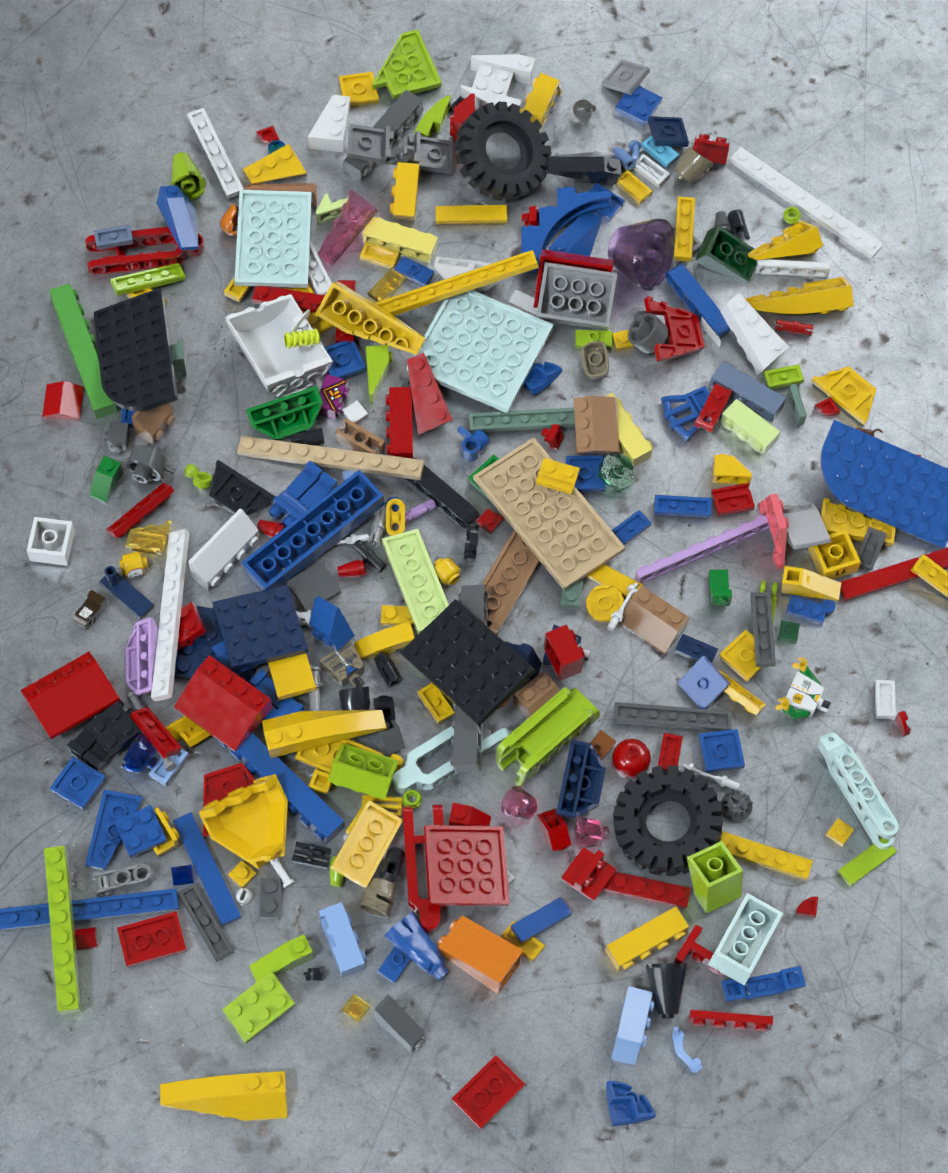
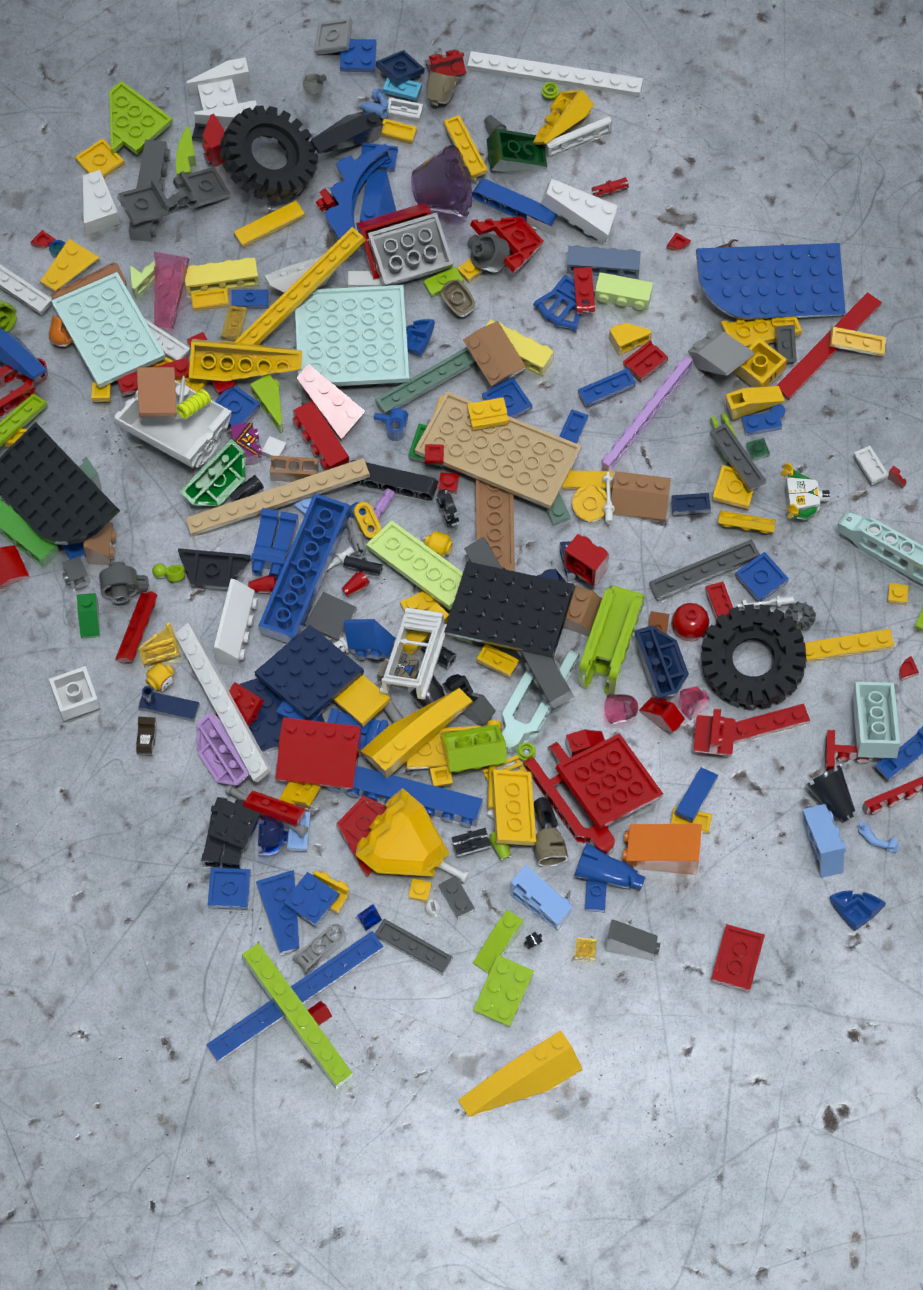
camera: 25 degrees left, 0 degrees up
(70, 695) = (177, 816): red slope -> none
(151, 939) = (376, 984): red plate -> none
(207, 869) = (387, 902): blue tile -> none
(276, 312) = (156, 392): none -> nougat tile
(383, 632) = (420, 621): none -> white piece
(405, 191) = (200, 231): yellow wedge -> none
(487, 488) = (434, 454): none -> red tile
(542, 97) = (271, 87): yellow wedge -> none
(553, 436) = (460, 383): red tile -> none
(613, 480) = (528, 391): clear green plate -> none
(646, 939) = (793, 763): yellow brick -> none
(703, 683) = (714, 527): plate -> none
(715, 877) = (822, 681): lime slope -> none
(719, 587) = (679, 442): green bracket -> none
(738, 223) = (506, 117): black hinge -> none
(778, 524) = (701, 361): coral wing -> none
(783, 377) = (626, 234): lime plate -> none
(797, 405) = (652, 252): sand green tile -> none
(812, 298) = (608, 155): yellow wedge -> none
(848, 391) = (689, 220): yellow wing -> none

